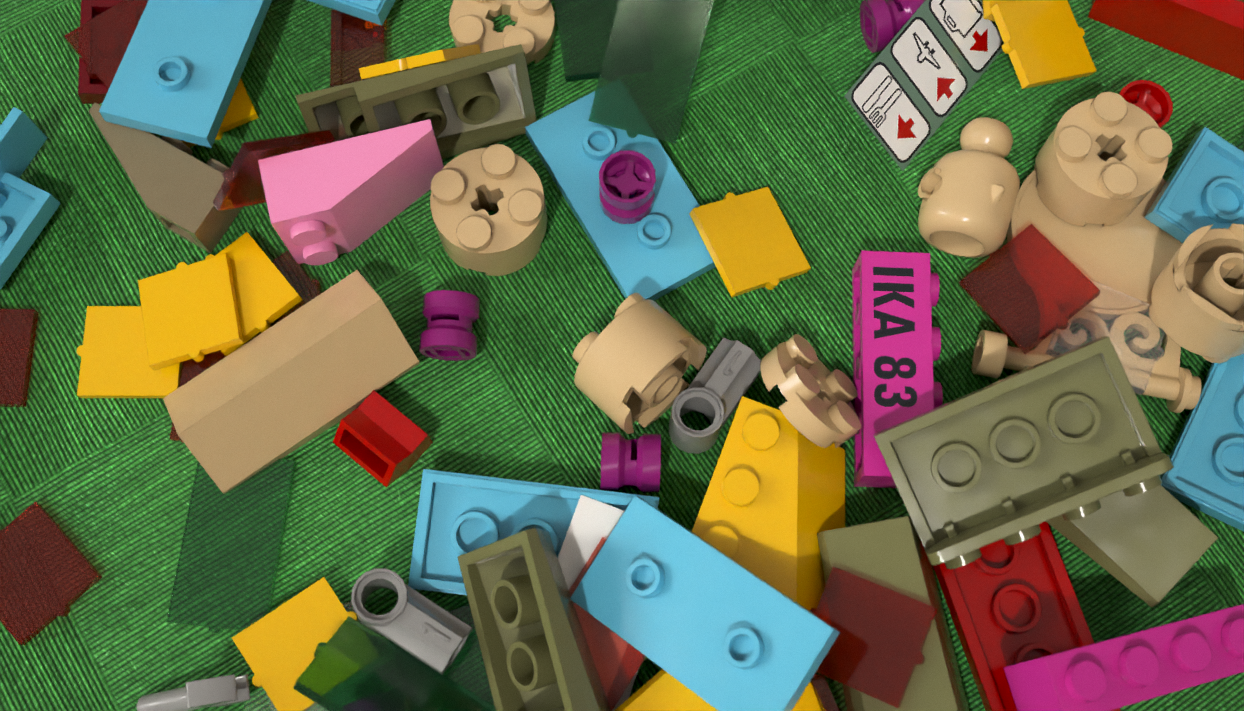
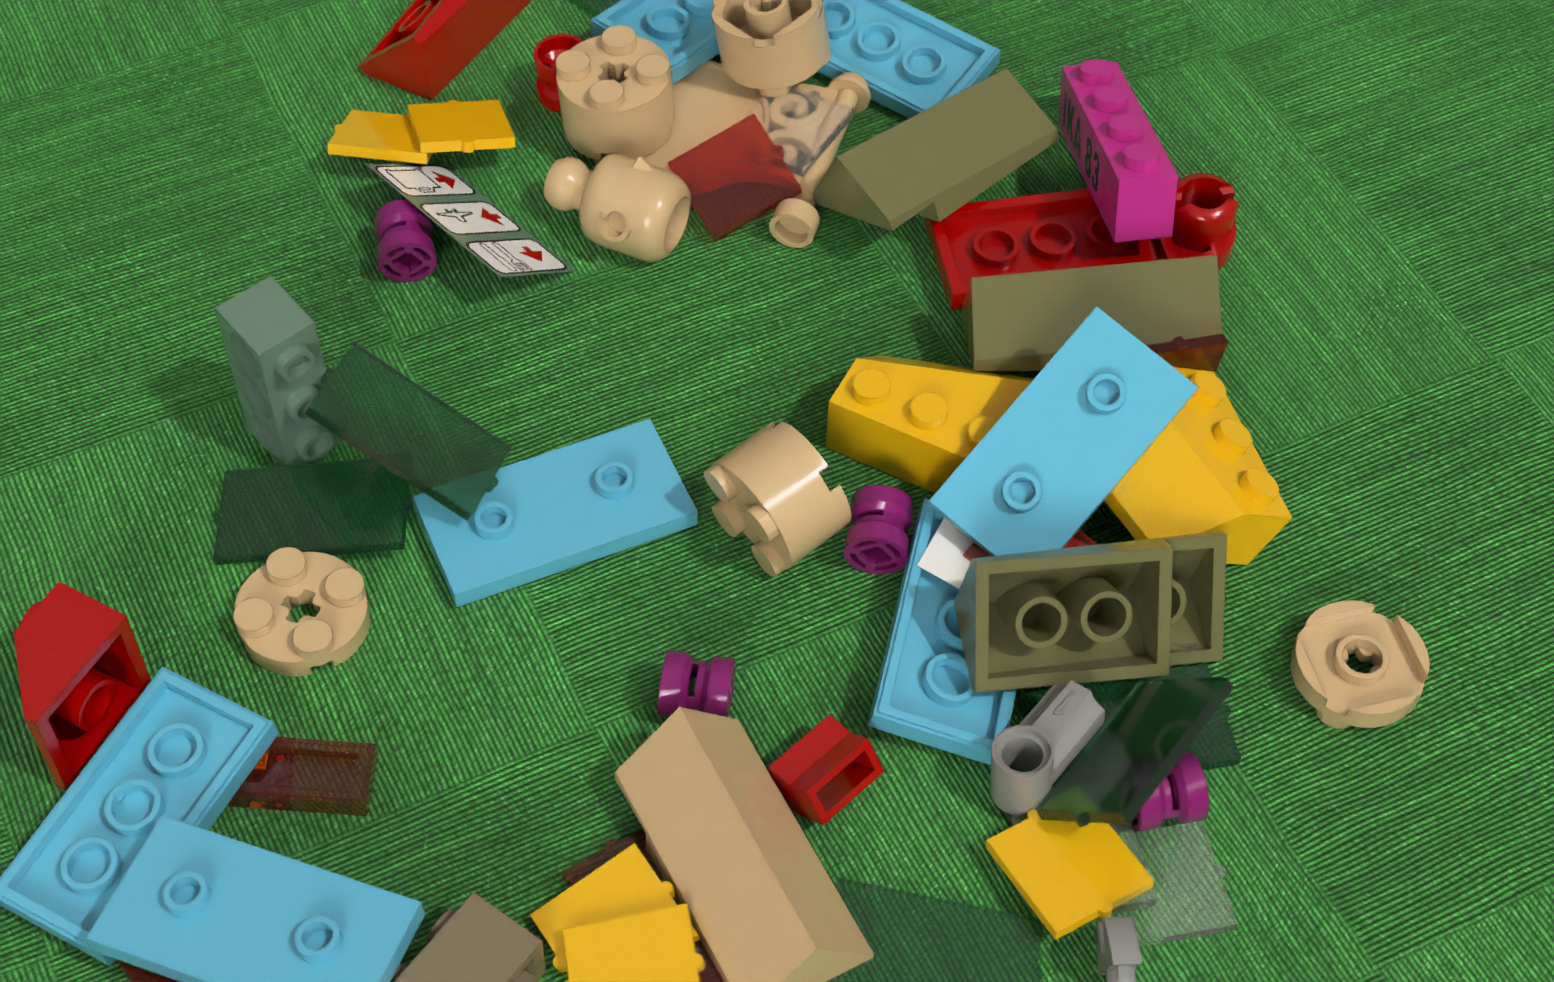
camera: 85 degrees left, 20 degrees down
(243, 181) = (477, 835): clear red piece -> none
(348, 189) = (528, 790): bright pink slope -> none
(418, 61) = (358, 669): yellow piece -> none
(466, 99) = (410, 693): olive slope -> none
(483, 182) = (563, 629): tan brick -> none
(627, 174) = (567, 481): magenta wheel -> none
(714, 393) = (839, 445): light grey piece -> none
(749, 241) = (638, 400): yellow piece -> none
(816, 398) = (826, 349): tan plate -> none
(877, 636) = (1069, 303): clear red piece -> none
(891, 351) = (802, 297): dark pink brick -> none
(1023, 454) = (924, 178): olive bracket -> none

